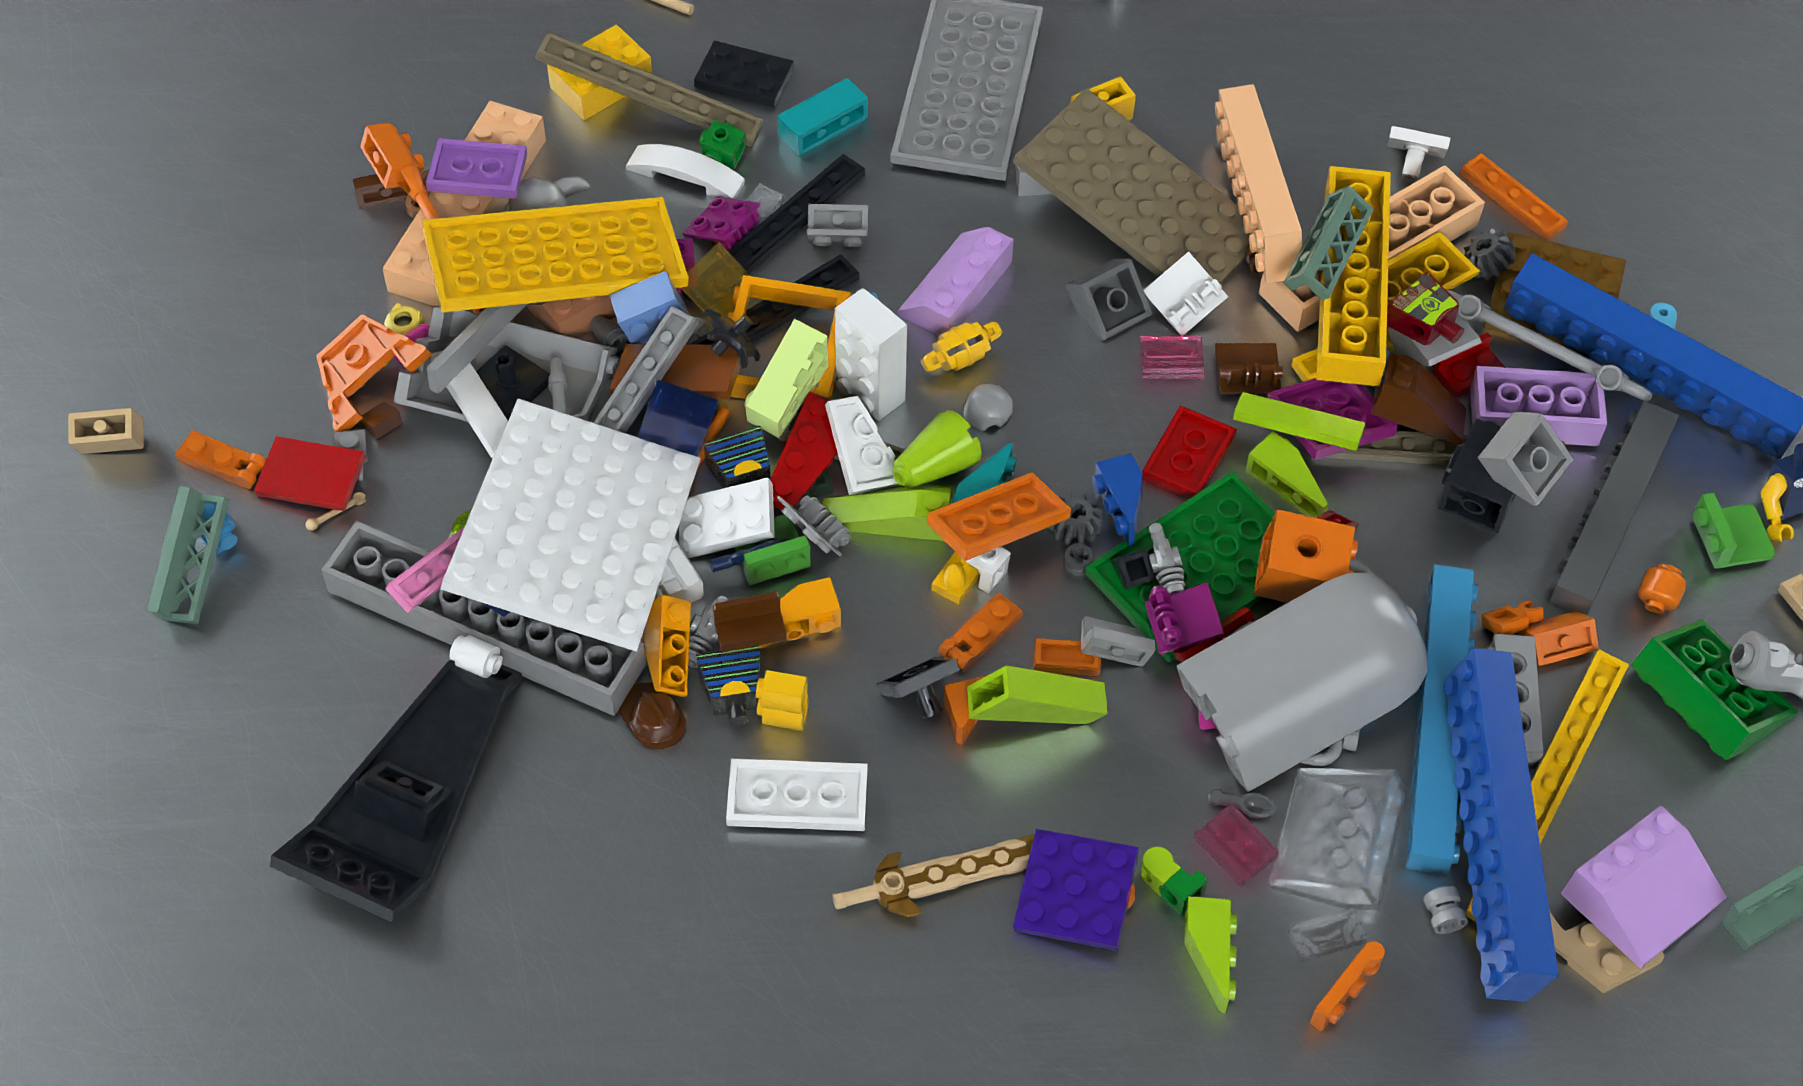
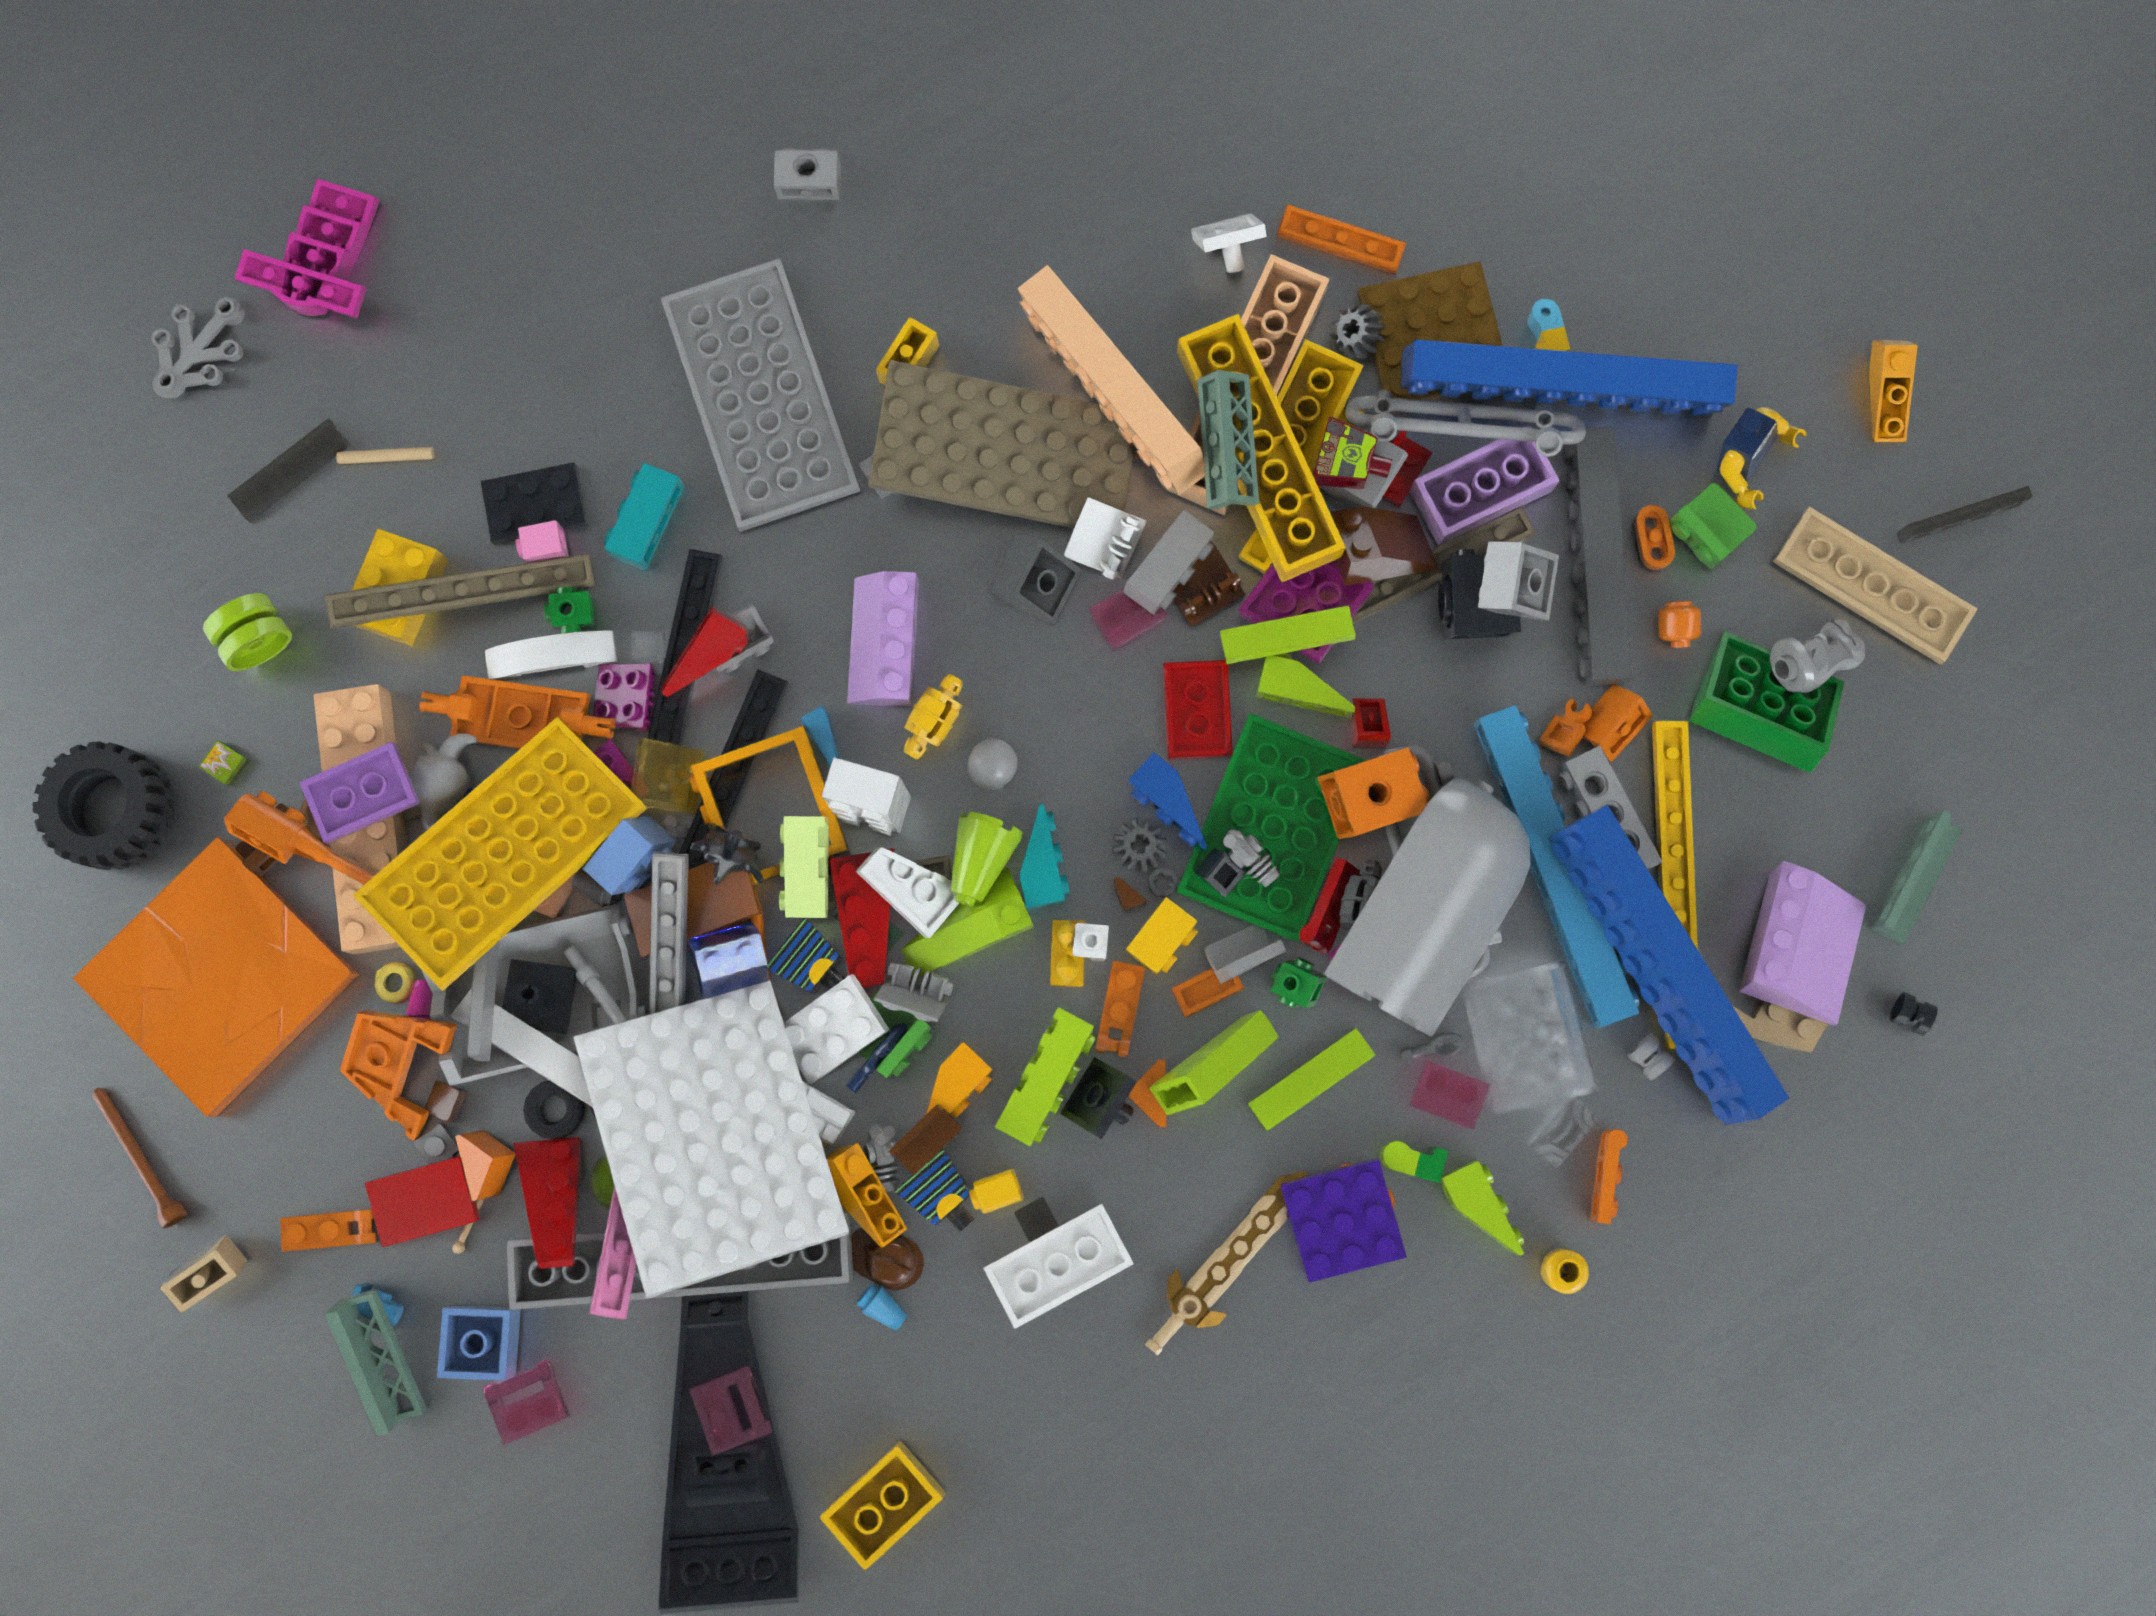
camera: 25 degrees left, 25 degrees up
(113, 383) = (168, 1209): none -> dark orange piece
(273, 250) = (215, 977): none -> orange tile
(275, 74) = (65, 792): none -> black tyre
(277, 589) = (478, 1342): none -> medium blue brick
(278, 668) = (529, 1413): none -> clear pink plate
(377, 473) = (484, 1163): none -> orange slope
(388, 115) = (222, 762): none -> tile
(414, 514) = (551, 1196): none -> red wing
(431, 740) = (719, 1413): none -> clear pink plate
(460, 450) = (537, 1122): none -> black tyre
(471, 43) = (247, 632): none -> lime wheel
(476, 655) = (704, 1311): white brick -> none
(516, 890) = (882, 1505): none -> yellow brick
(619, 179) = (512, 712): none -> orange plate
(622, 743) = (881, 1306): none -> dark azure cone
(733, 91) = (542, 542): none -> bright pink brick
(802, 748) = (1036, 1219): none -> clear smoke tile
(818, 209) = (709, 647): none -> red slope
(884, 641) = (1045, 1078): none -> lime wedge
(998, 516) = (1079, 899): orange plate -> none
(1042, 553) = (1127, 896): none -> reddish brown slope
(1051, 594) = (1162, 936): none -> yellow brick
(1116, 771) = (1311, 1079): none -> lime tile
(1150, 684) = (1297, 983): none -> green brick
(1182, 617) = (1295, 905): magenta hinge -> none
(1228, 331) = (1170, 563): none -> light grey brick
(1260, 1038) = (1575, 1273): none -> yellow head
(1672, 520) = (1656, 539): none -> orange plate
(1726, 1005) = (1913, 1013): none -> black wheel

